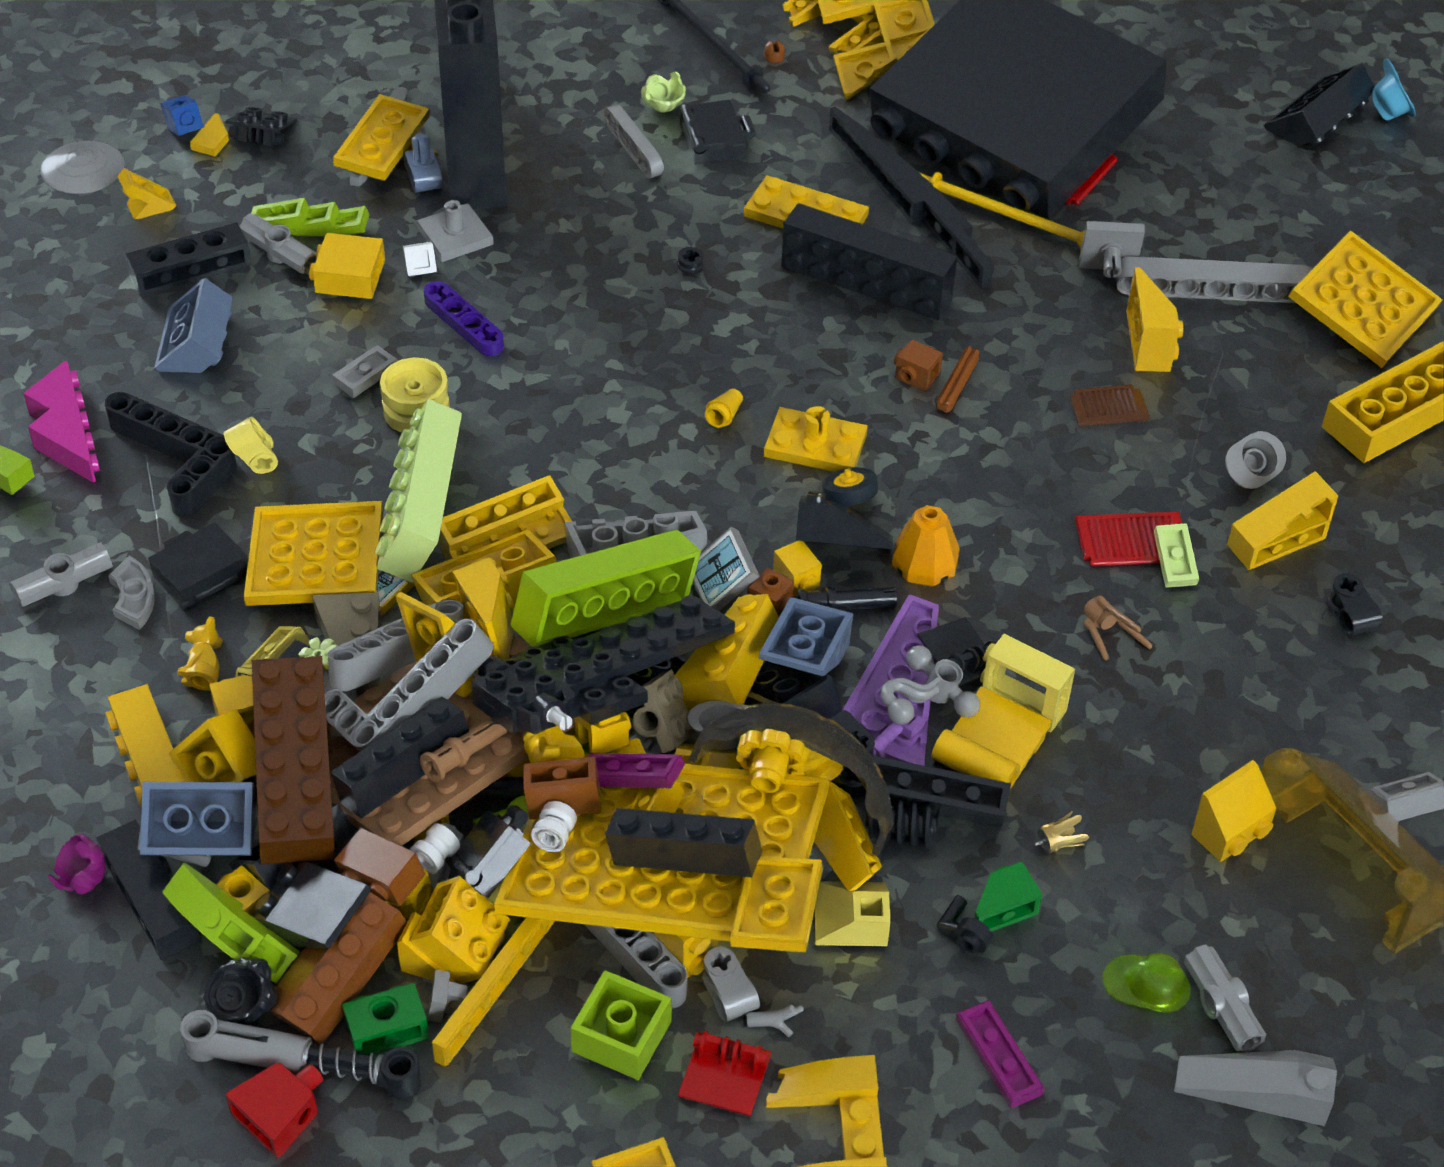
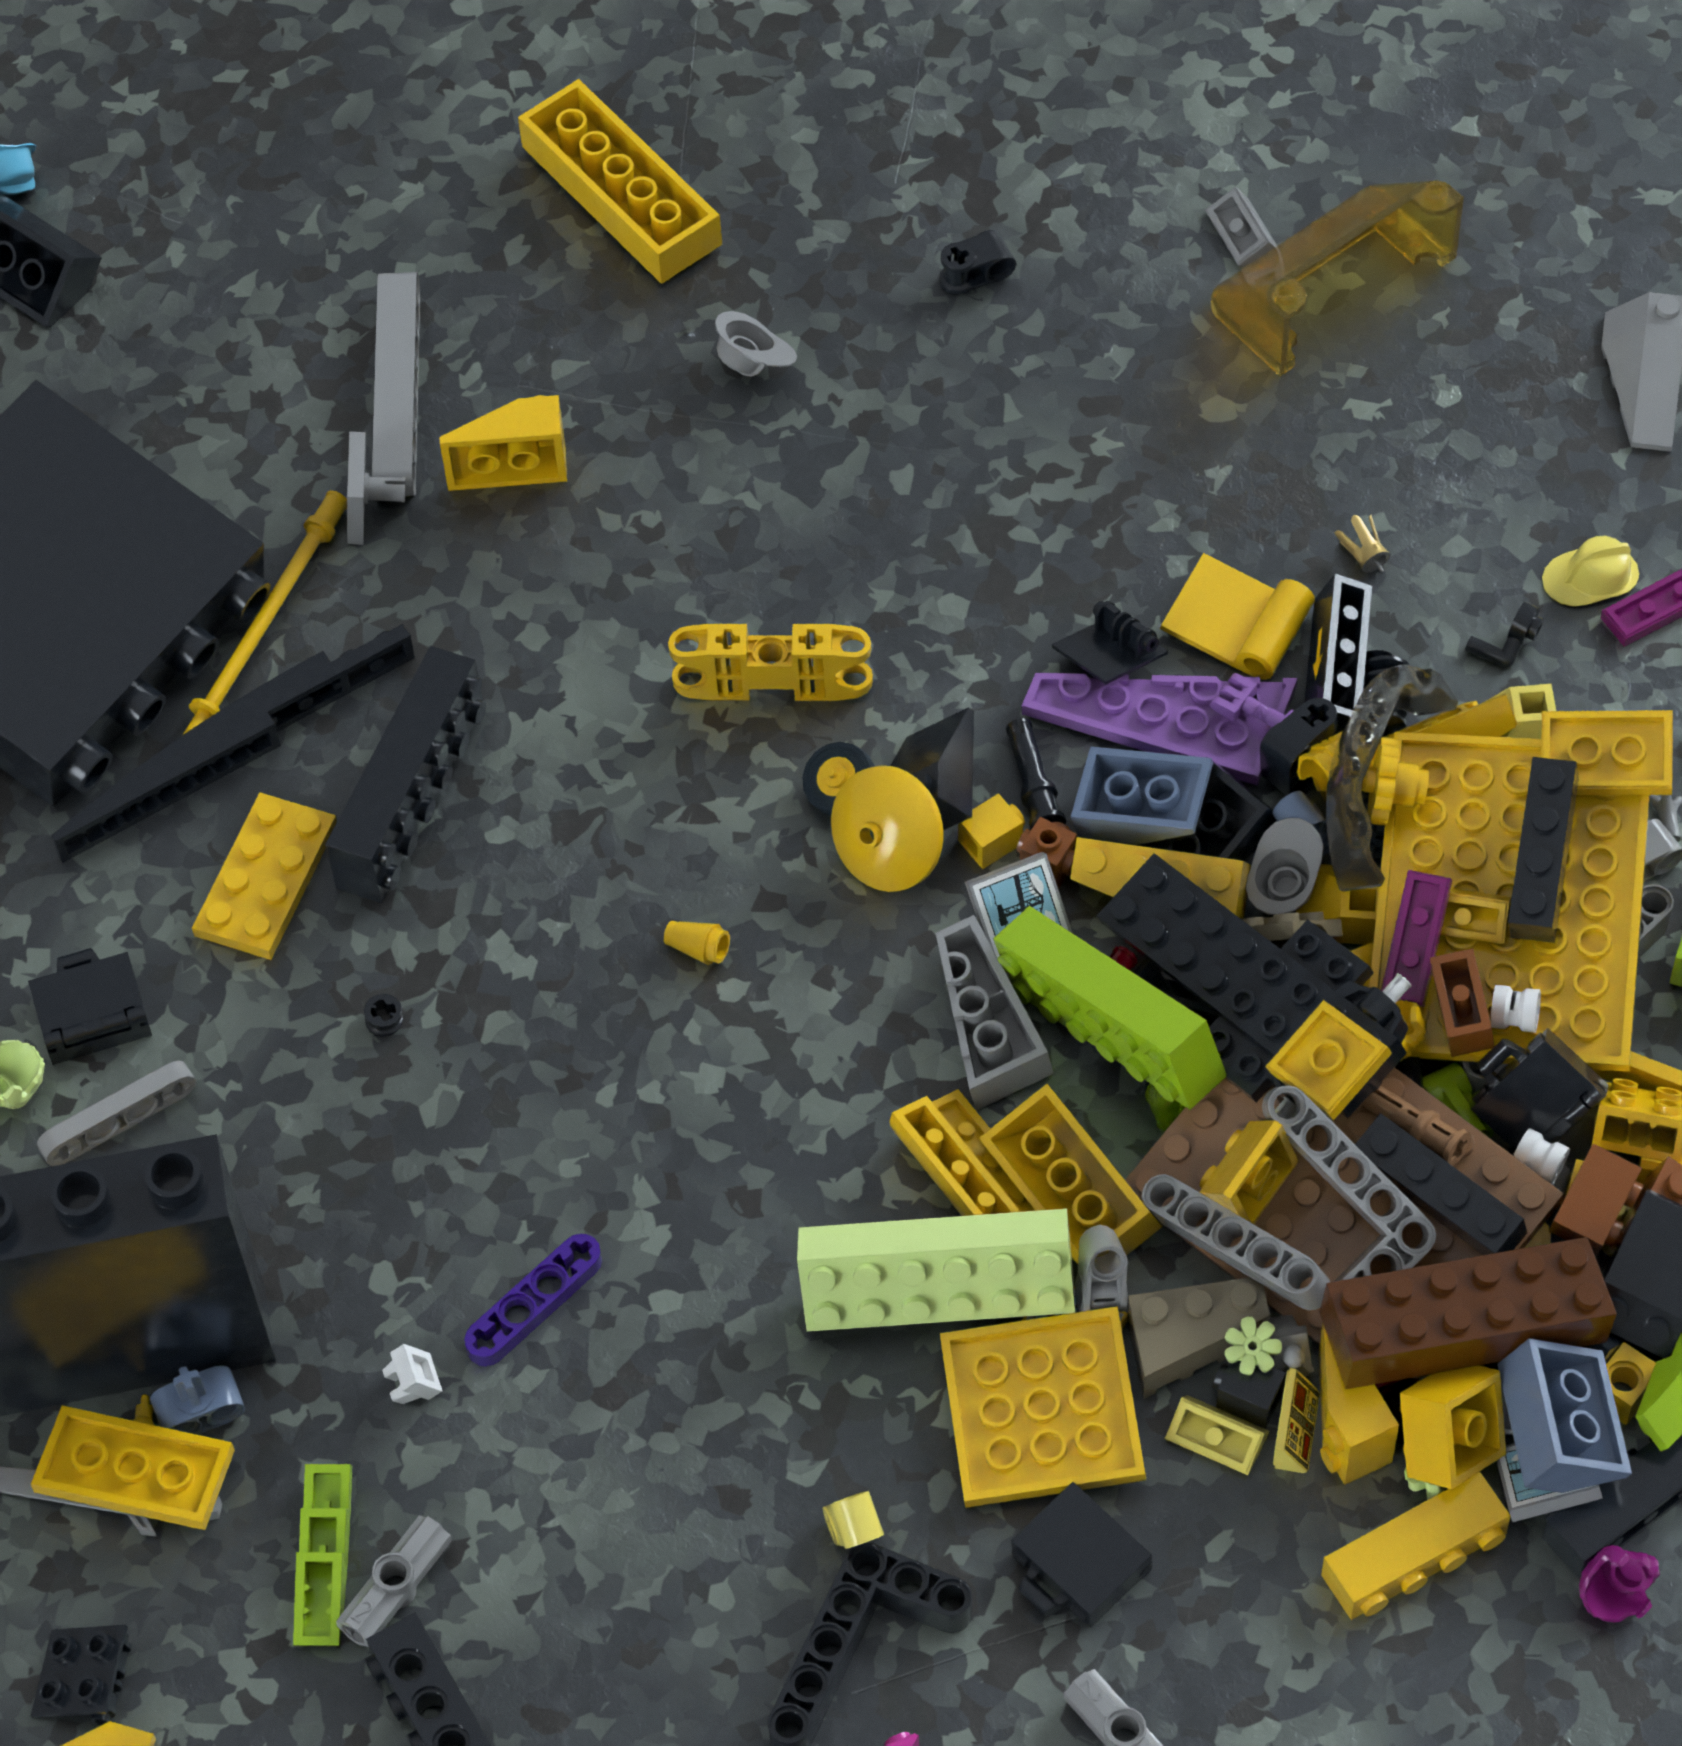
camera: 90 degrees left, 10 degrees up
(135, 591) = (1131, 1637): light grey tile -> none
(194, 330) = (601, 1668): sand blue slope -> none
(202, 661) = (1259, 1509): yellow animal -> none
(348, 265) = (445, 1465): yellow brick -> none
(363, 371) = (665, 1410): light grey plate -> none
(400, 575) = (1101, 1279): none -> light grey piece
(408, 386) = (728, 1322): light yellow wheel -> none
(455, 231) = (336, 1341): light grey tile -> none
(487, 603) = (1175, 1134): yellow slope -> none
(504, 669) = (1329, 1059): none -> yellow tile
(789, 488) = (903, 825): none -> yellow dish
(815, 439) = (743, 833): yellow plate -> none
(918, 365) = (597, 715): dark orange brick -> none
(926, 547) = (938, 686): light orange cone -> none
(939, 688) = (1181, 660): light grey piece -> none
(950, 445) = (791, 656): none -> yellow piece
(957, 379) = (611, 673): dark orange axle -> none
(1008, 897) = (1469, 596): green slope -> none
(1033, 1005) = (1591, 573): none -> light yellow piece
(1035, 666) = (1162, 566): light yellow window -> none
(1104, 615) = (1021, 506): medium nougat plant -> none
(1108, 405) = (638, 508): reddish brown window -> none
(1122, 537) = (877, 483): red window -> none
(1147, 981) = (1542, 471): clear neon green piece -> none
(1176, 555) = (917, 430): yellowish green plate -> none
(1224, 998) = (1557, 397): light grey piece -> none
(1234, 813) = (1316, 380): yellow slope -> none
(1284, 523) = (854, 320): yellow wedge -> none
(1365, 298) = (436, 218): yellow plate -> none

